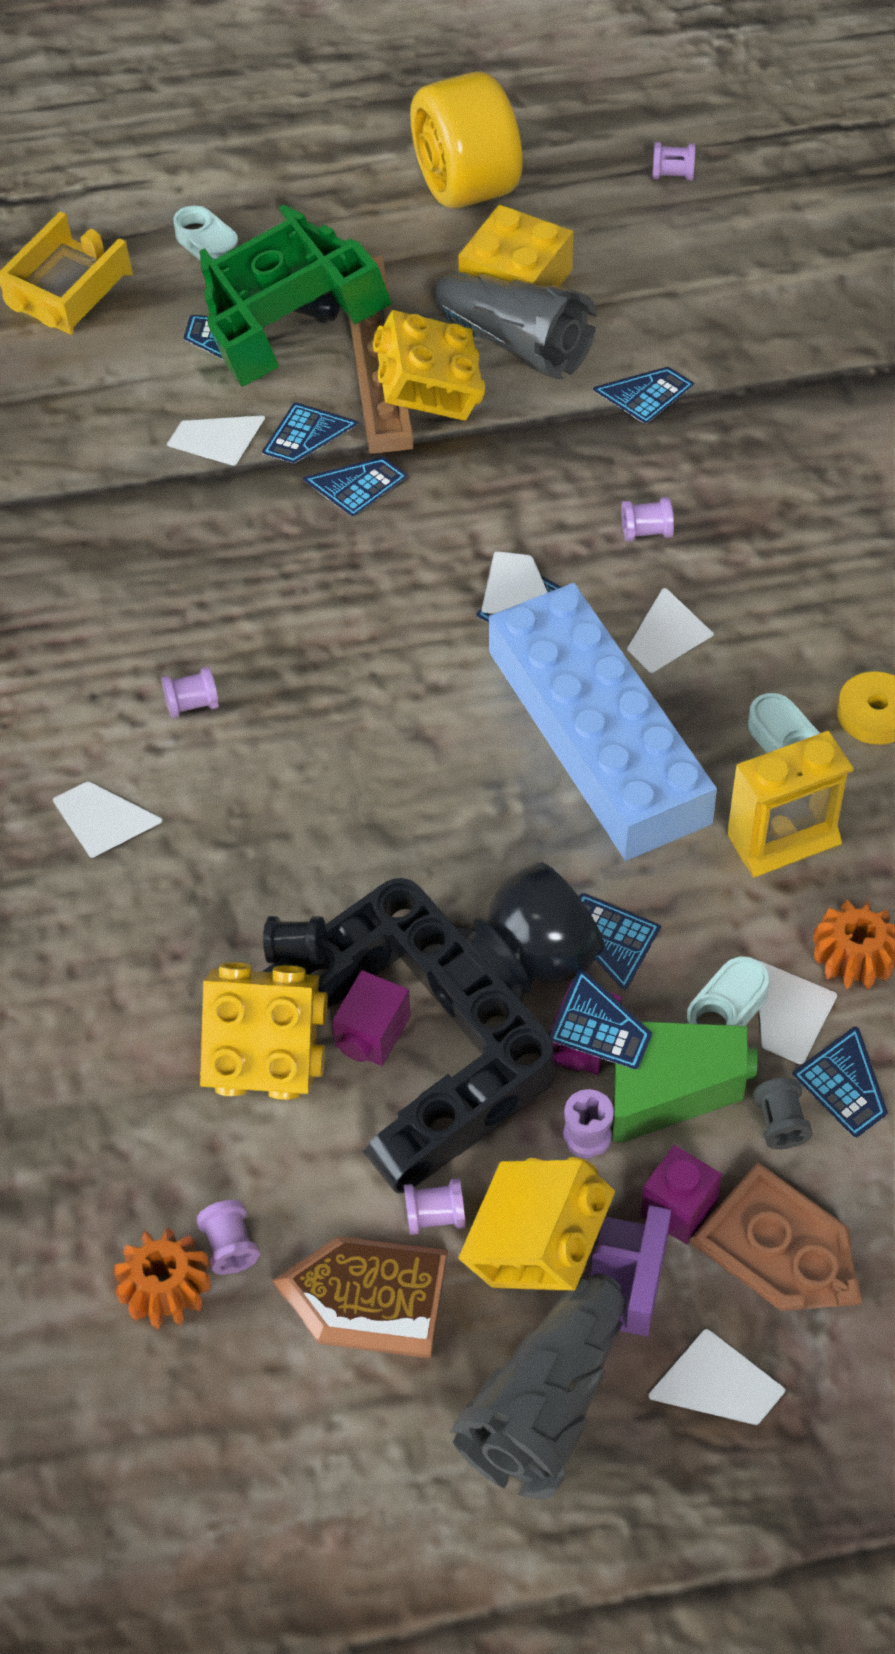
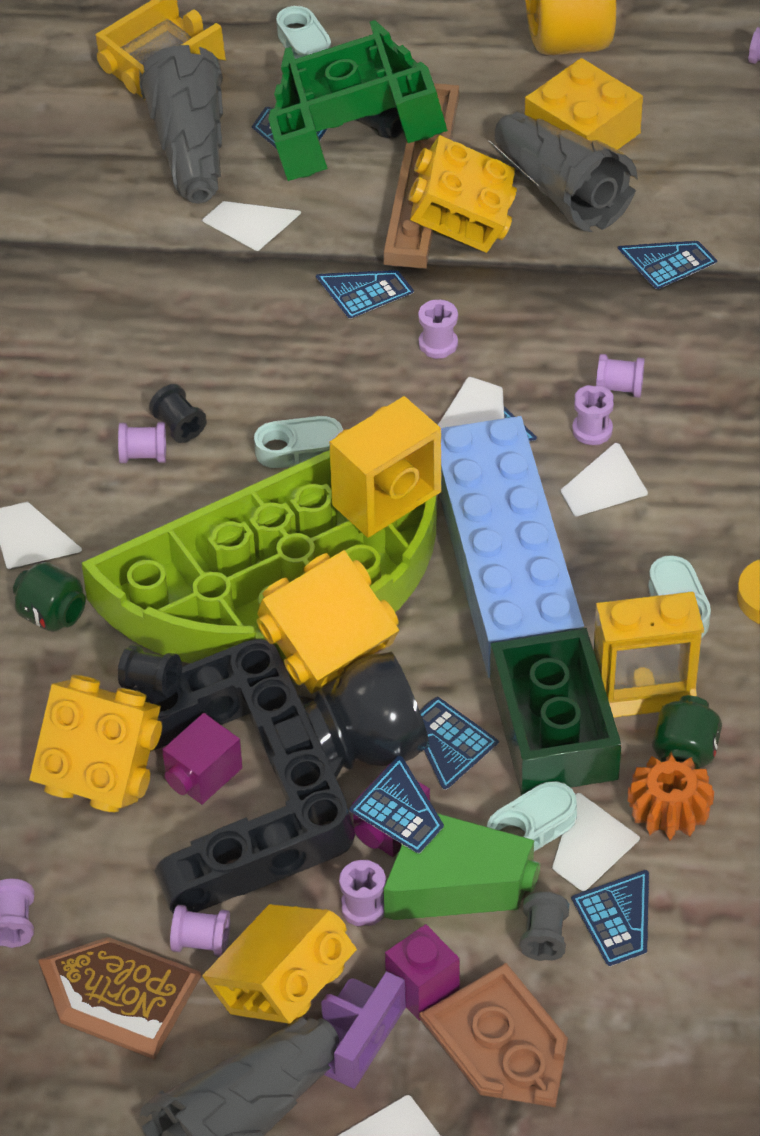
camera: 15 degrees right, 5 degrees down
(118, 334) = (187, 111): none -> dark grey cone
(149, 880) = (49, 597): none -> dark green head
(214, 651) = (175, 410): none -> black bush
(305, 431) = (332, 233): dark blue sticker -> none
(358, 650) = (304, 437): none -> light aqua piece
(383, 788) = (204, 574): none -> lime brick
(450, 502) = (438, 320): none -> lavender bush
(464, 843) = (326, 619): none -> yellow brick
(471, 666) = (385, 466): none -> yellow brick
(636, 560) = (592, 421): none -> lavender bush
(715, 883) = (555, 710): none -> dark green brick
(850, 873) = (687, 730): none -> dark green head

